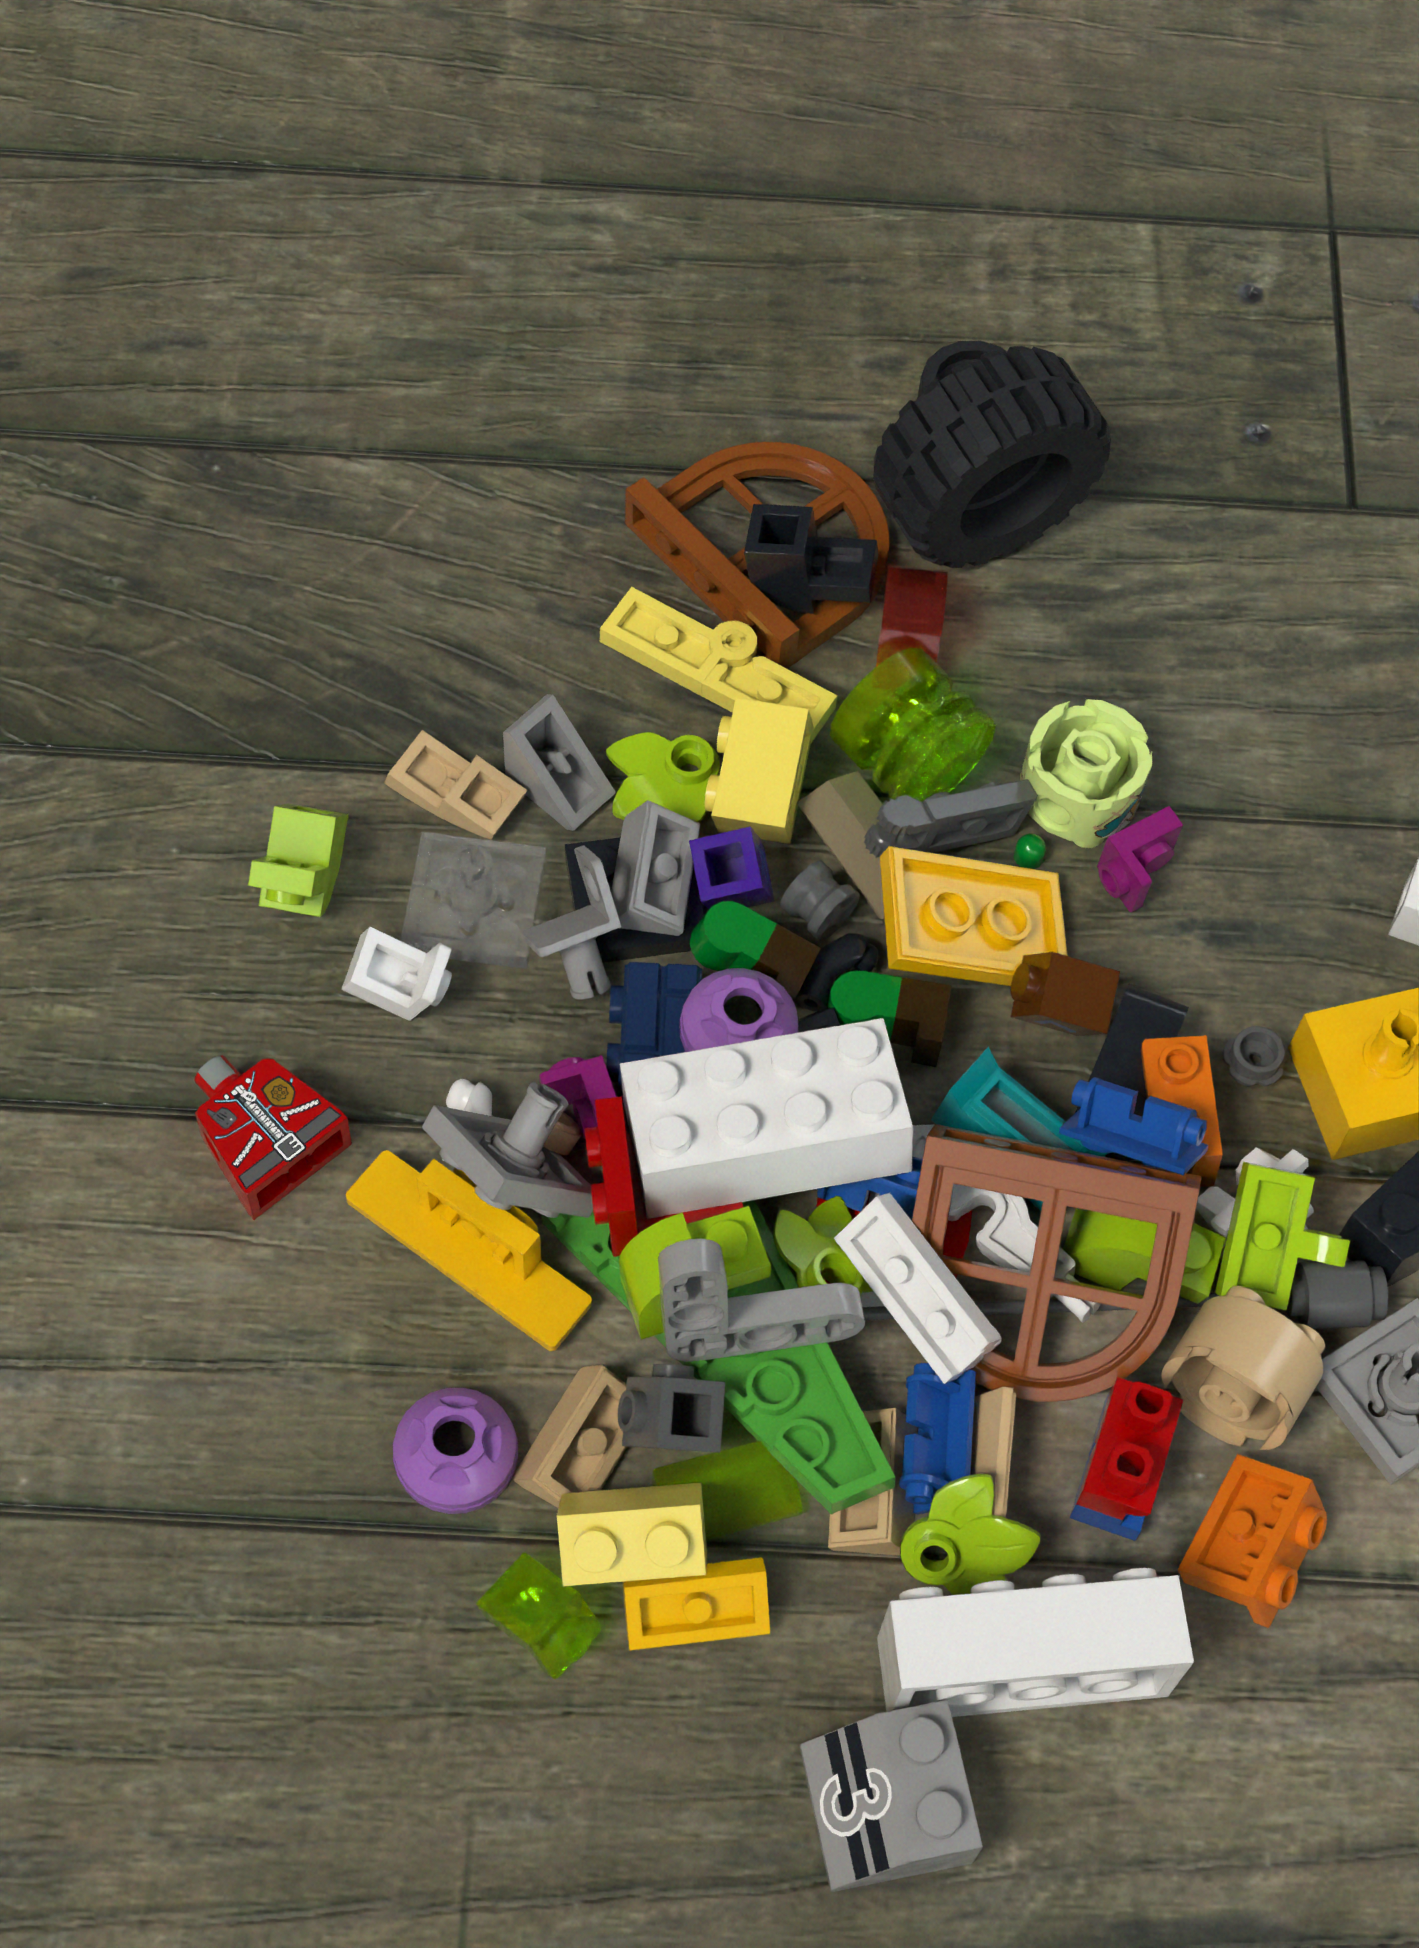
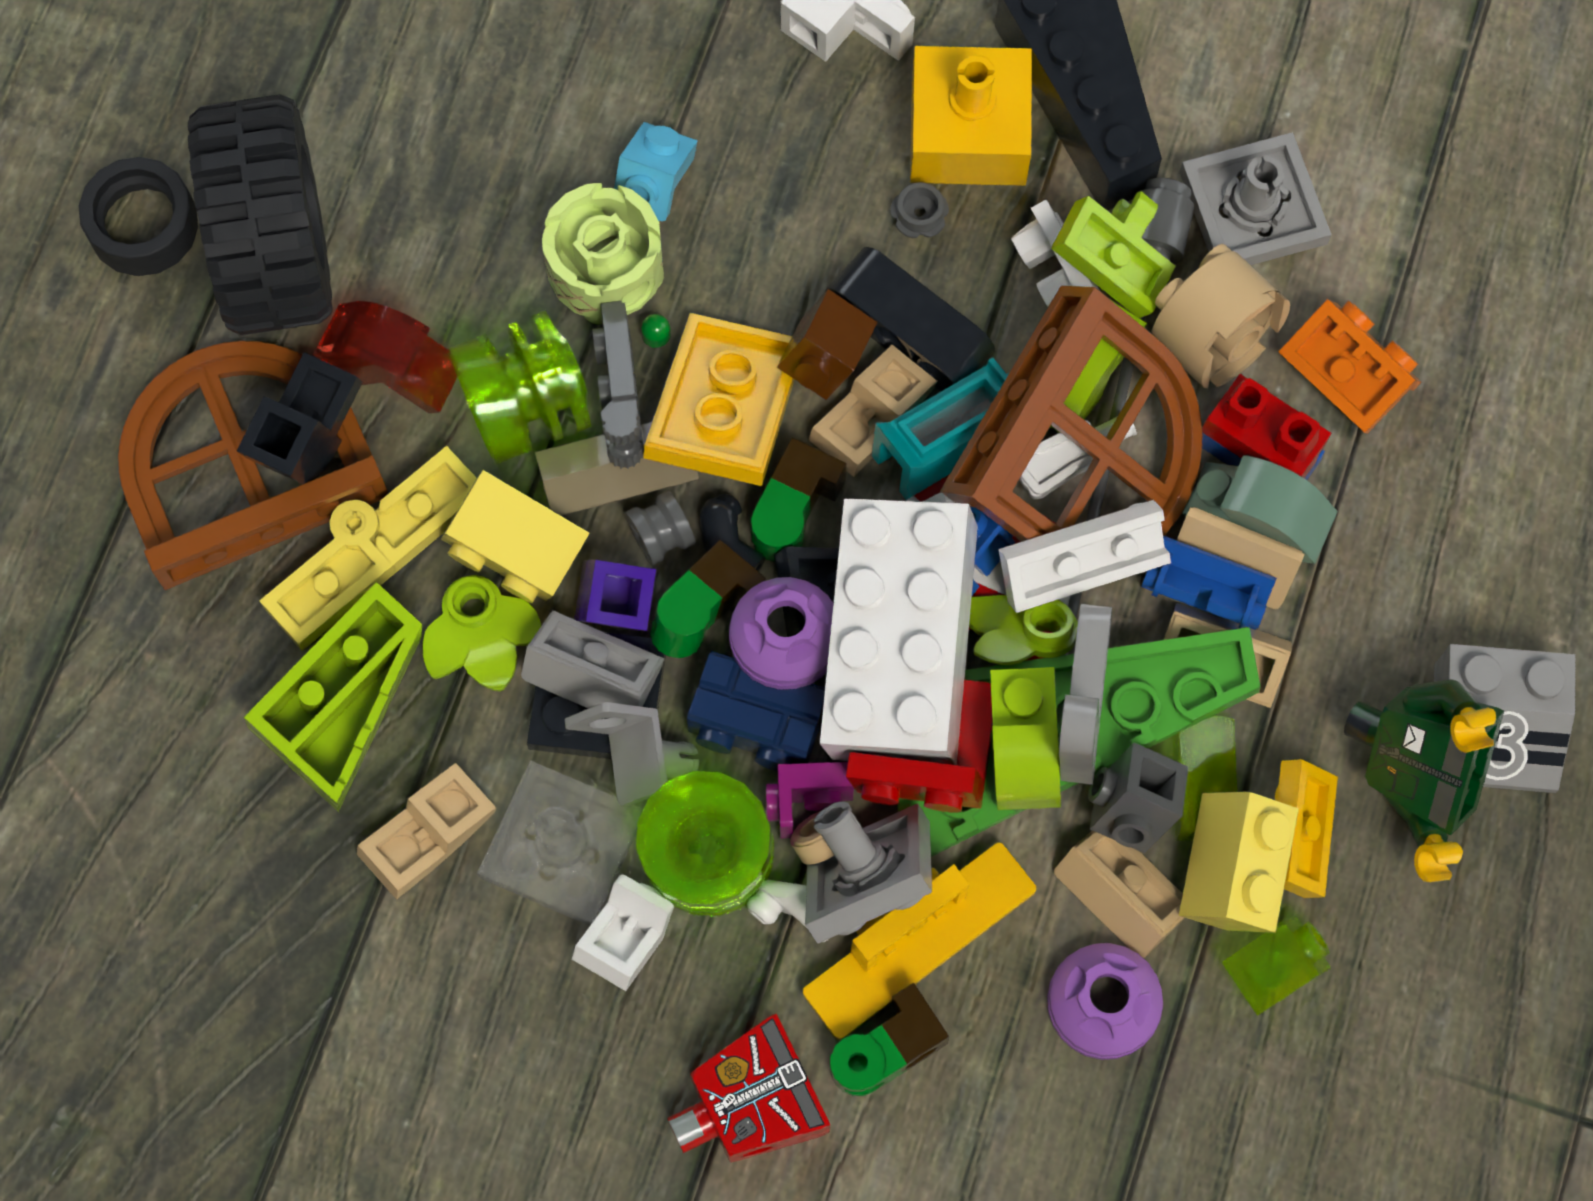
camera: 70 degrees left, 10 degrees up
(300, 859) = (472, 995): lime brick -> none
(348, 1246) = (872, 1060): none -> leg
(495, 981) = (674, 826): none -> clear neon green wheel
(542, 650) = (338, 694): none -> lime wedge
(554, 764) = (444, 727): light grey slope -> none
(808, 1718) = (1429, 763): none -> dark green torso
(977, 1543) = (1307, 590): lime plate -> none
(1036, 1644) = (1418, 561): white brick -> none
(1038, 1065) = (878, 395): none -> tan slope
(1048, 1471) = (1267, 502): none -> sand green brick
(1135, 854) = (693, 234): magenta bracket -> none
(1162, 1138) = (983, 345): blue hinge -> none
(1181, 1074) = (963, 281): orange bracket -> none
(1201, 797) = (655, 165): none -> medium azure bracket

